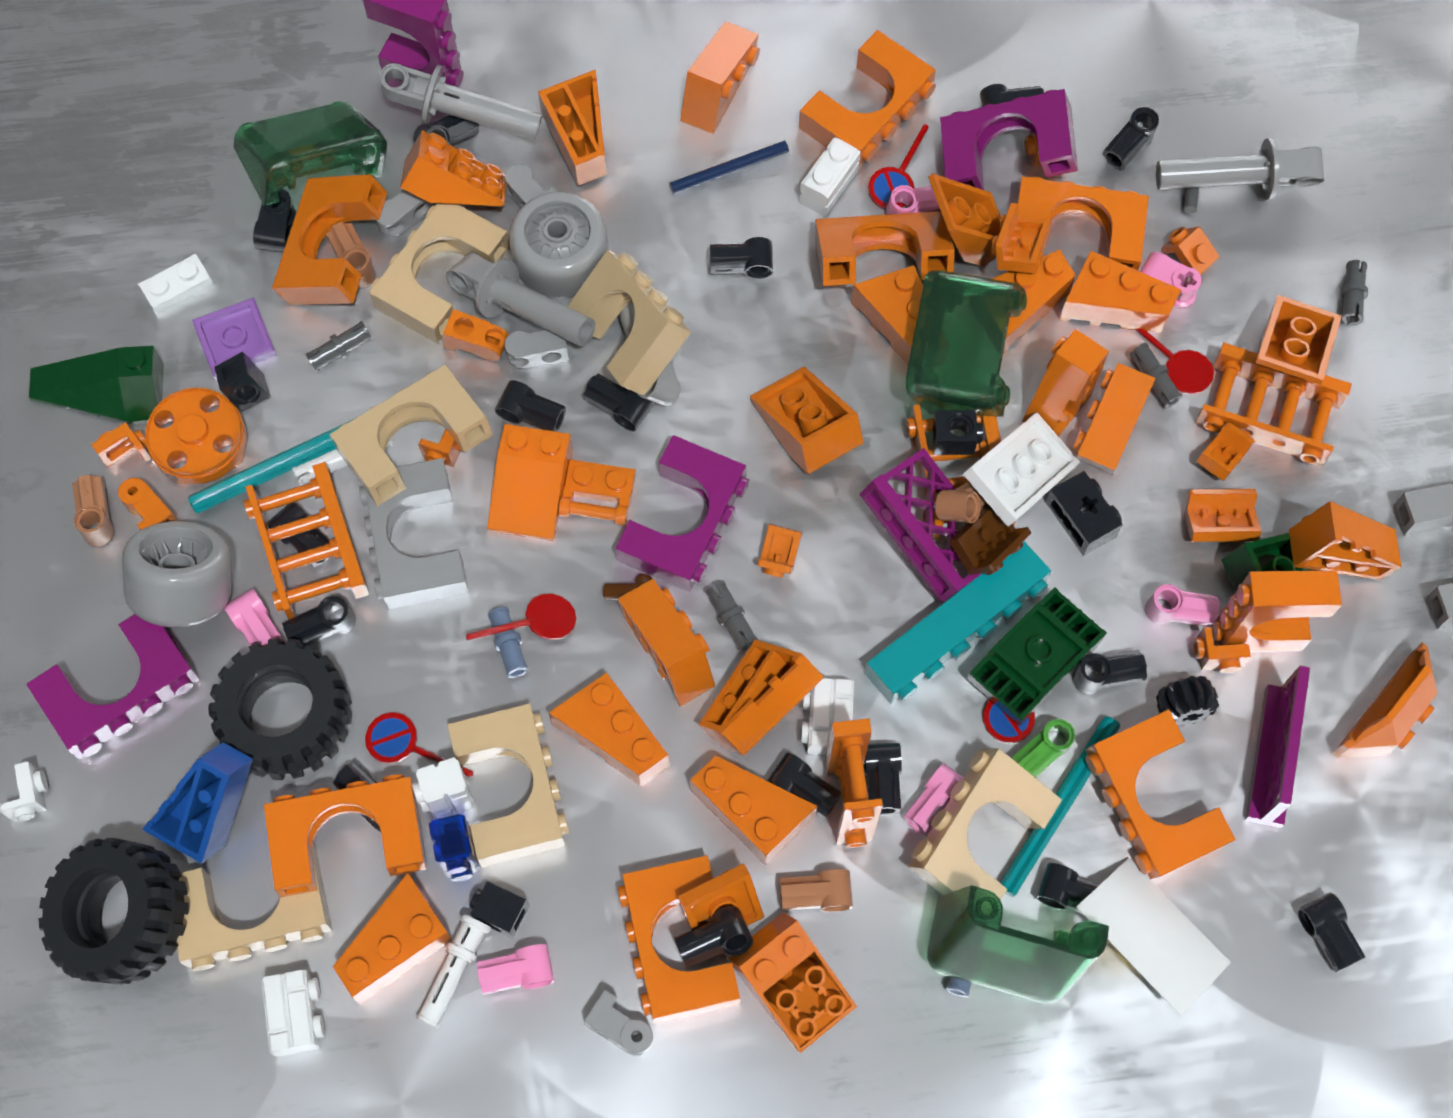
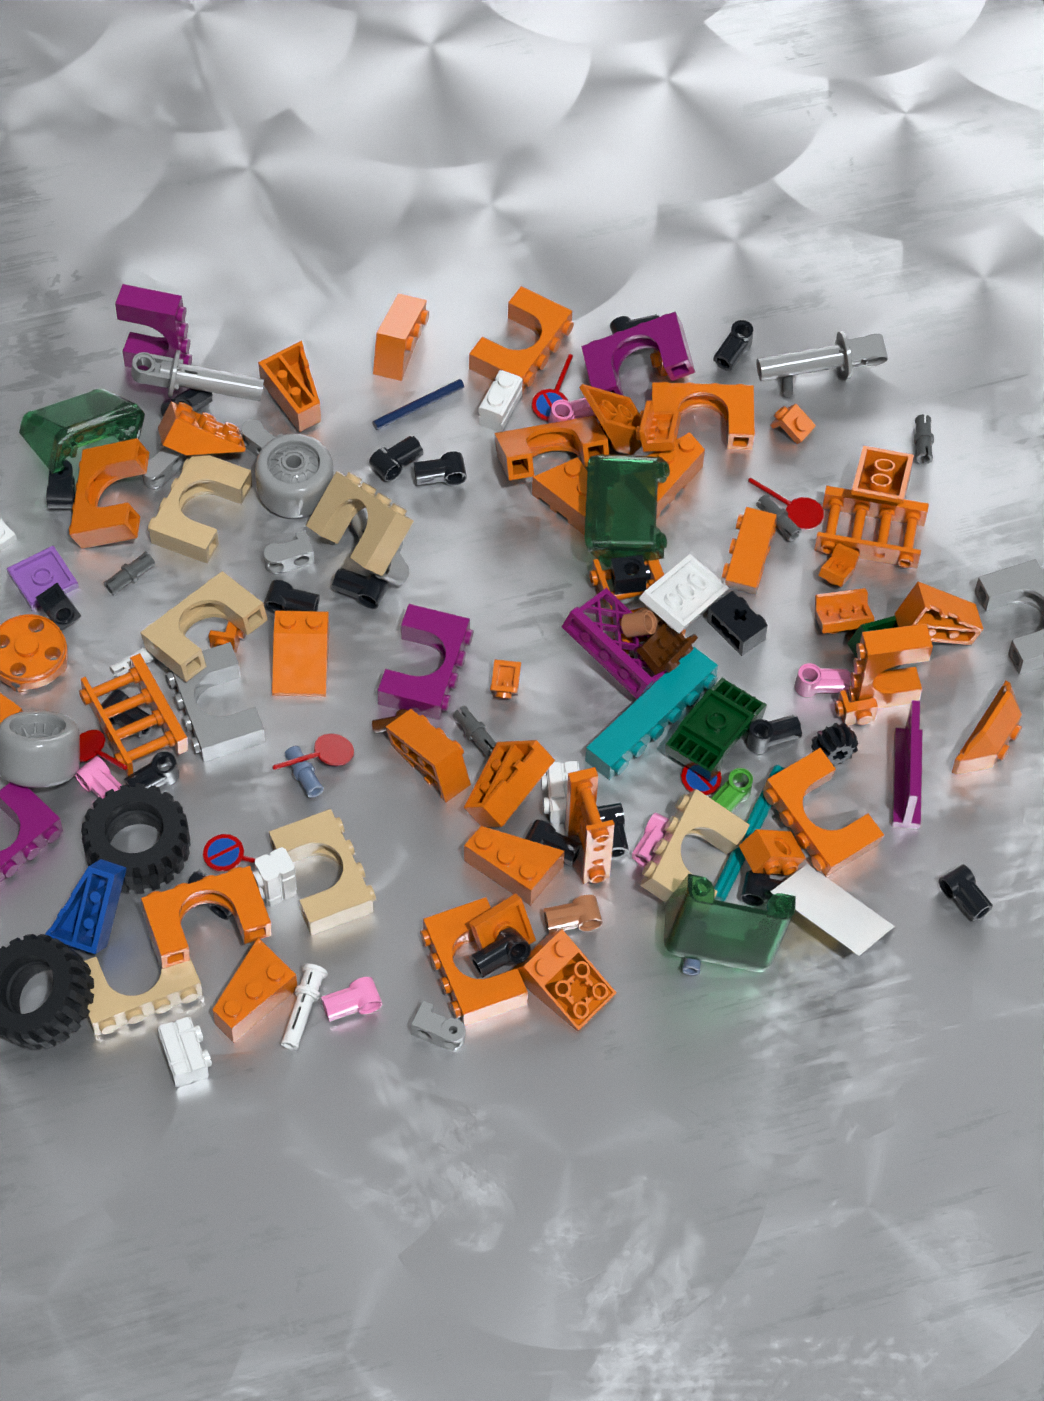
camera: 10 degrees left, 10 degrees down
(248, 571) = (91, 745): none -> red piece
(262, 471) = (89, 670): teal axle -> none
(349, 246) = (119, 492): nougat piece -> none
(454, 847) = (290, 916): clear blue brick -> none
(474, 336) = (237, 552): orange leg -> none
(498, 288) = (250, 514): light grey piece -> none
(498, 909) = (333, 957): black brick -> none
(597, 483) = (357, 649): orange plate -> none
(612, 729) = (397, 820): orange wedge -> none
(683, 239) = (391, 461): none -> black piece
(808, 419) = (513, 582): orange slope -> none
(1068, 380) = (710, 525): orange wedge -> none
(1086, 845) = (772, 852): none -> orange brick
(1119, 296) = (741, 462): orange wedge -> none
(1176, 274) = (777, 445): bright pink piece -> none

